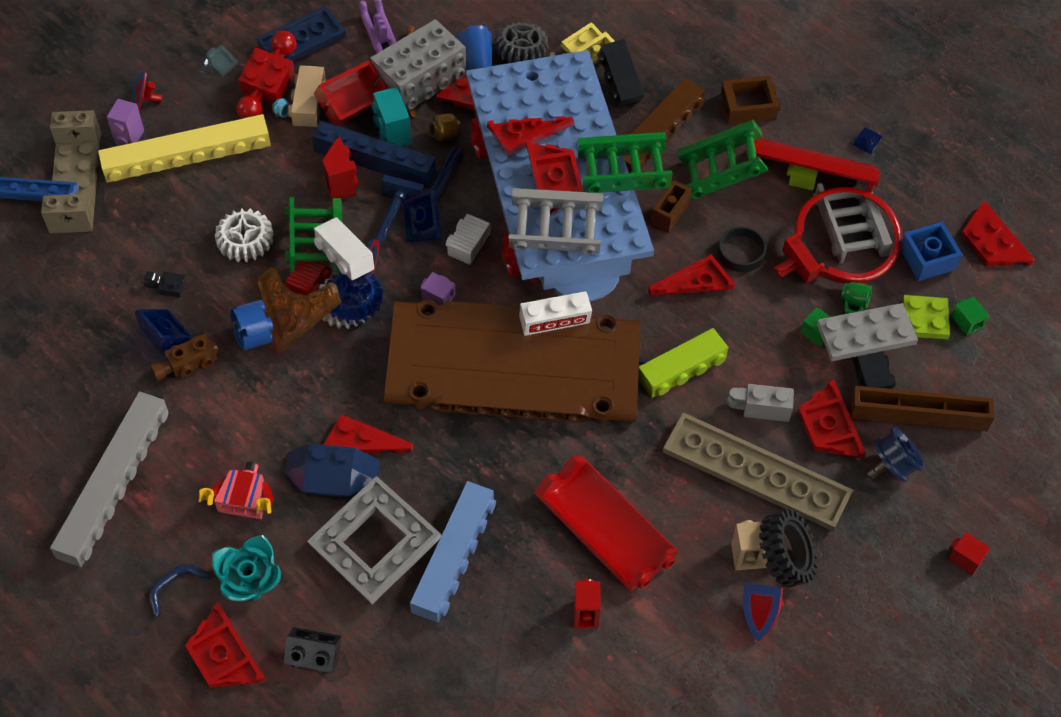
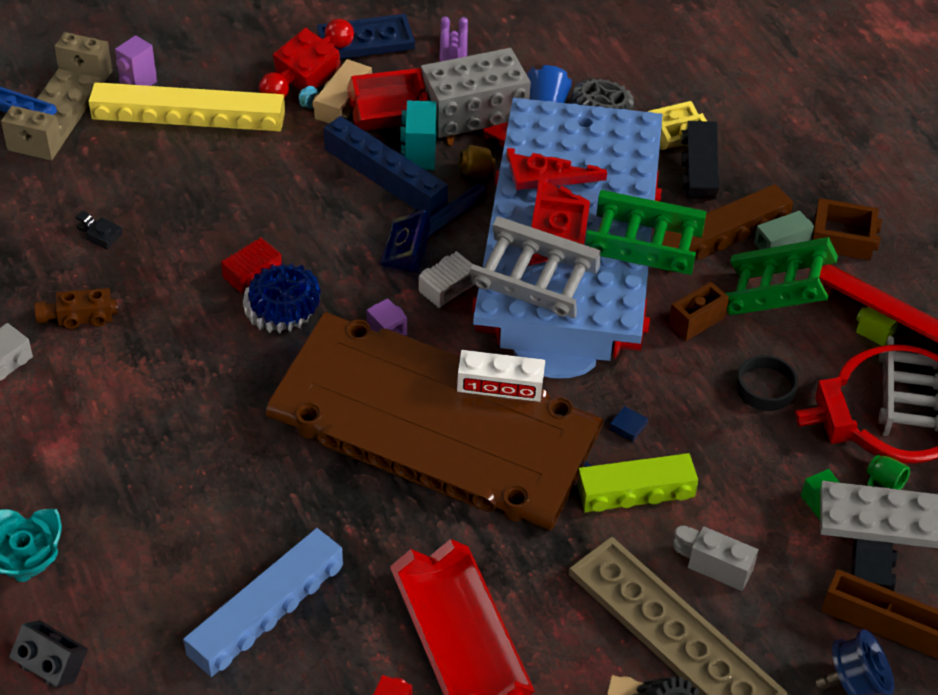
camera: 20 degrees right, 10 degrees down
(139, 93) = (175, 46): red shield -> none
(162, 328) = (68, 268): clear blue slope -> none
(221, 60) = (269, 35): clear light blue bracket -> none
(231, 232) = (204, 206): white gear -> none
(240, 493) = (59, 461): torso -> none
(251, 325) = (162, 293): blue brick -> none
(291, 212) = (295, 239): green fence -> none
(292, 312) = (215, 292): clear orange plate -> none
(330, 470) = (175, 470): dark blue wedge -> none
(340, 171) = (335, 171): red slope -> none
(343, 248) = (293, 240): white brick -> none
(368, 439) = (220, 445): red wing -> none
(376, 581) = (158, 603): light grey plate -> none
(399, 191) = (330, 256): dark blue piece -> none
(655, 316) = (628, 423): none -> dark blue tile
(698, 277) = (701, 397): red wing -> none
(707, 119) = (783, 231): none -> sand green brick
(830, 424) = (791, 608): red wing -> none

